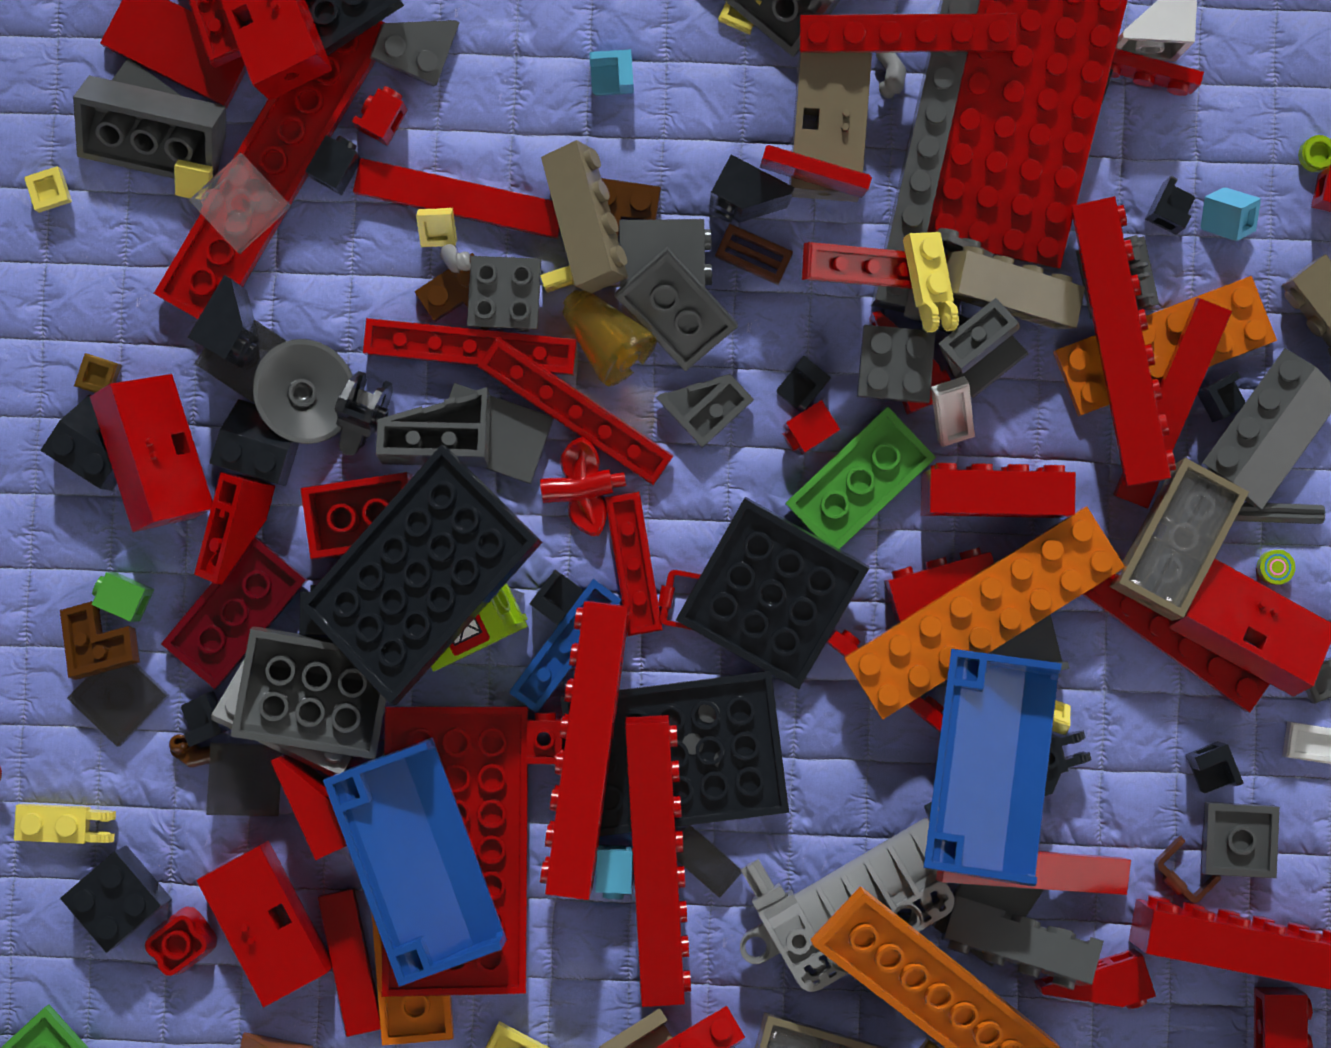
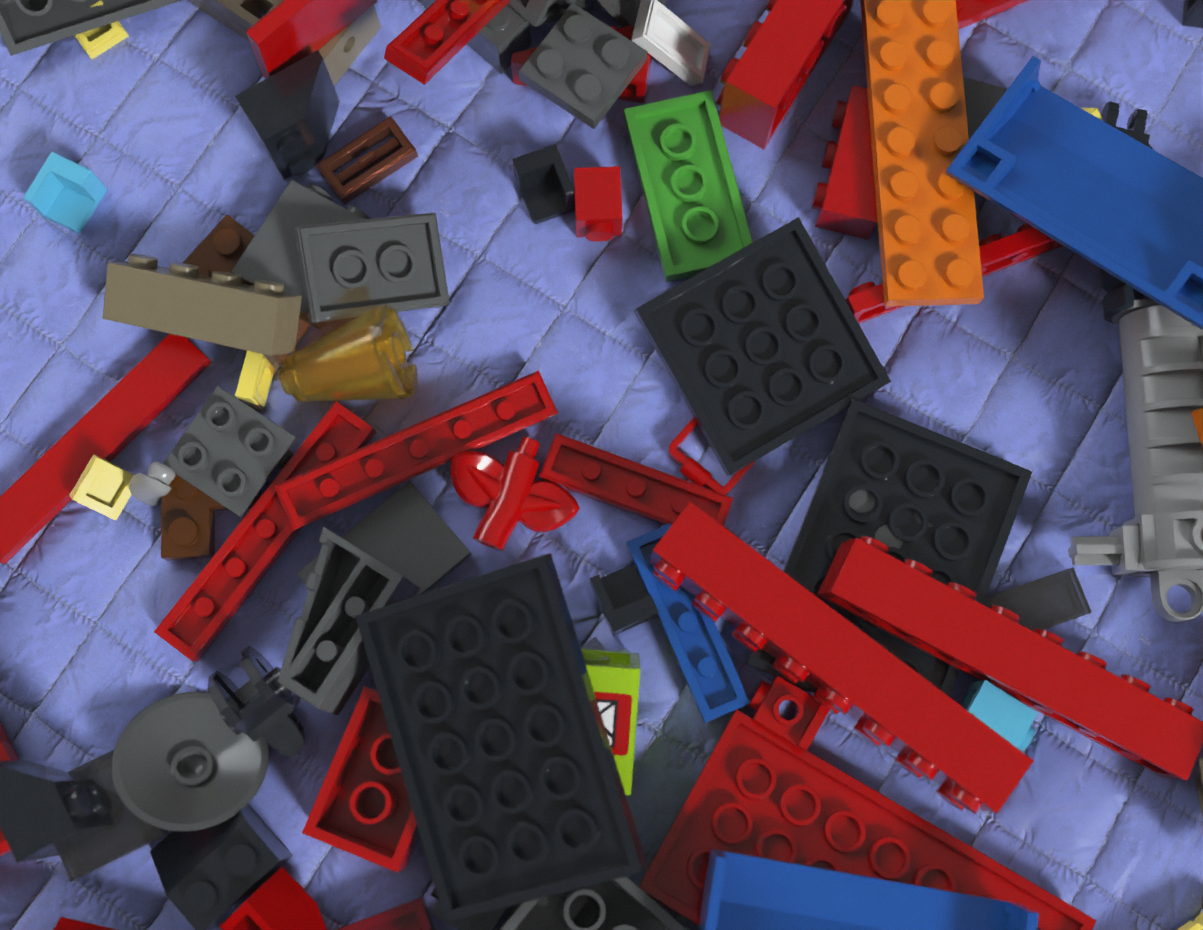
camera: 60 degrees left, 10 degrees down
(706, 406) = (504, 304): dark grey wing -> none

